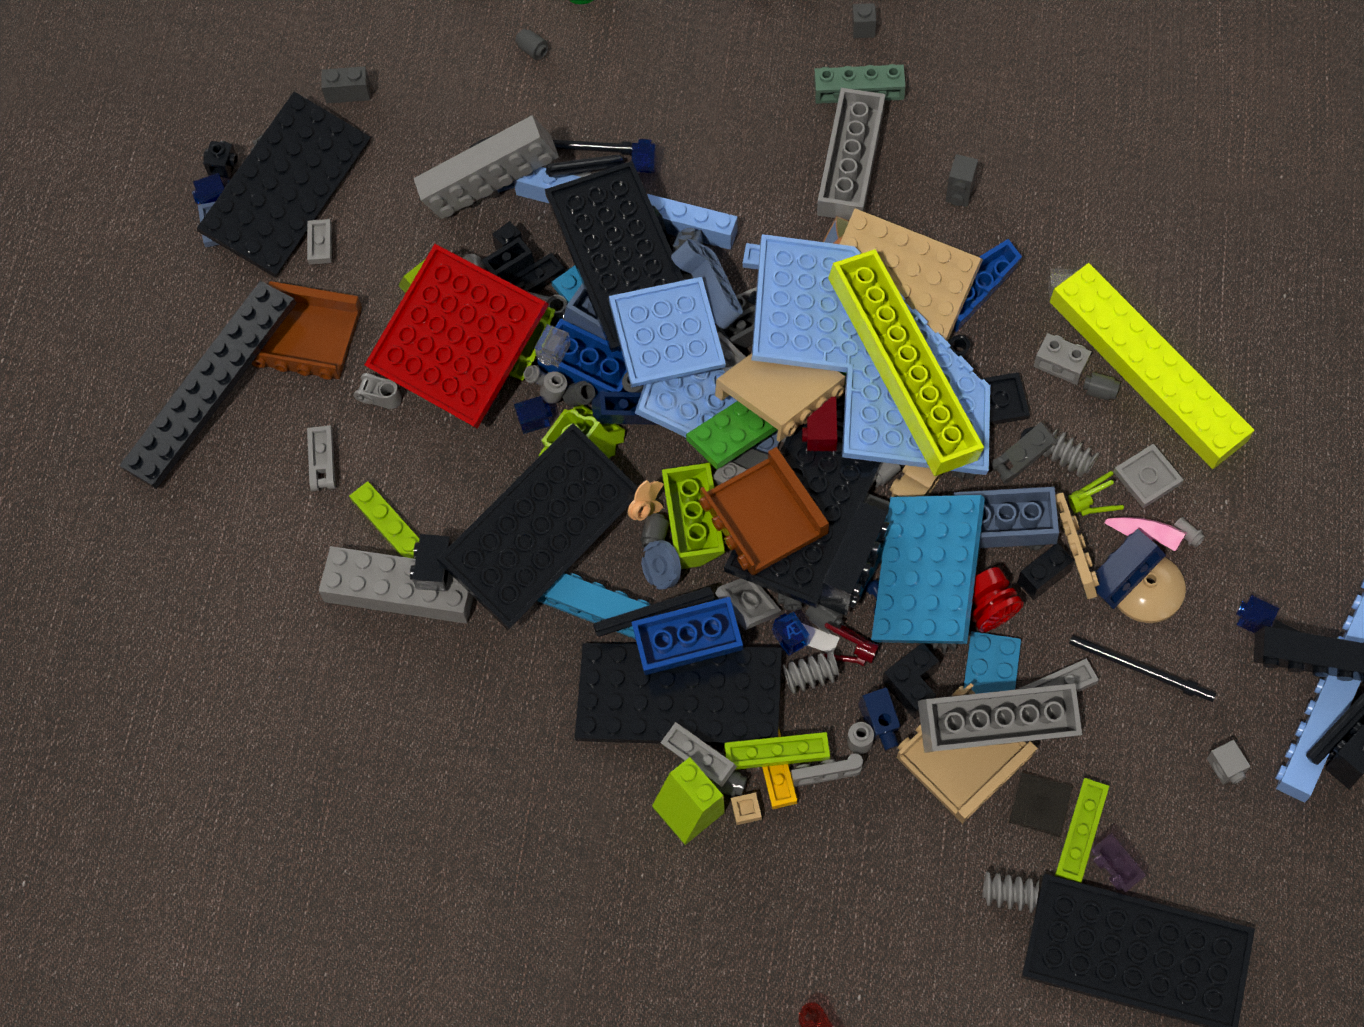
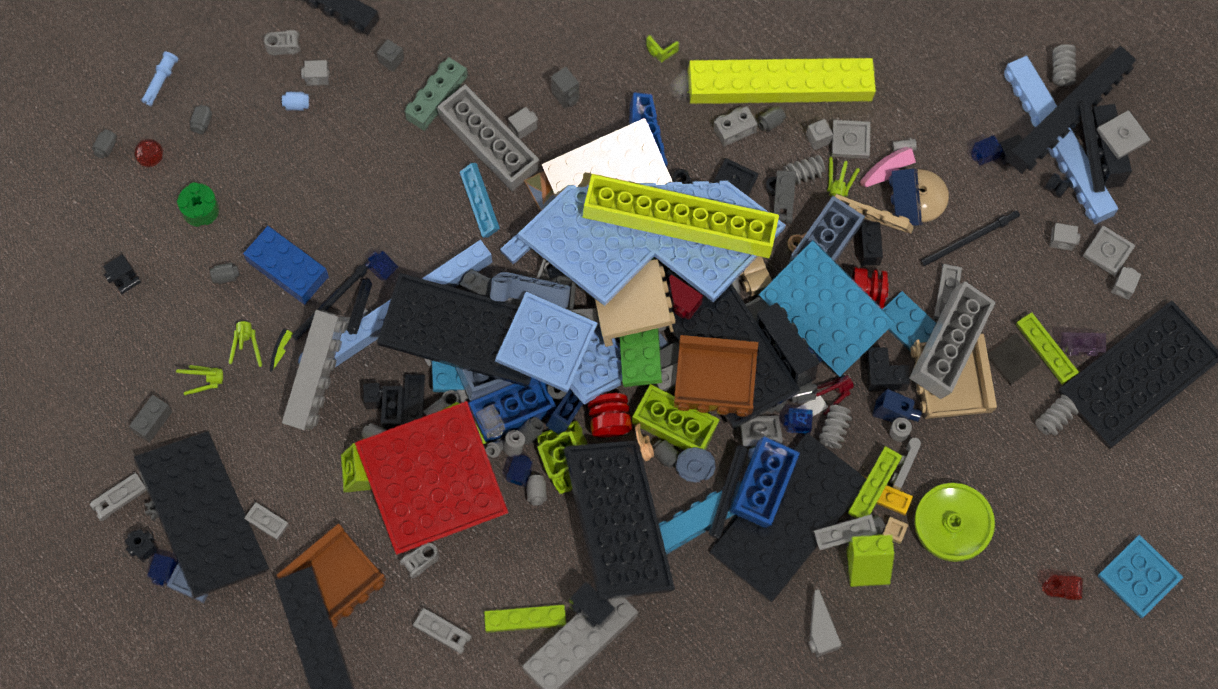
camera: 60 degrees left, 5 degrees up
(251, 111) = (118, 496): none -> light grey plate
(426, 104) = (213, 375): none -> lime plant
(487, 98) = (243, 333): none -> lime plant
(524, 442) = (536, 490): none -> light grey brick
(579, 84) = (286, 265): none -> blue brick
(579, 806) = (822, 631): none -> light grey slope
(649, 450) = (609, 415): none -> red wheel
(782, 192) = (479, 200): none -> dark azure plate
(800, 861) = (954, 522): none -> lime dish
(895, 174) = (523, 122): none -> light grey brick
(1082, 241) = (655, 49): none -> lime bracket
(1124, 441) = (819, 134): none -> light grey brick
(1232, 865) = (1126, 282): none -> light grey brick
(1255, 822) = (1109, 250): none -> light grey plate
(1283, 716) = (1054, 182): none -> black wheel

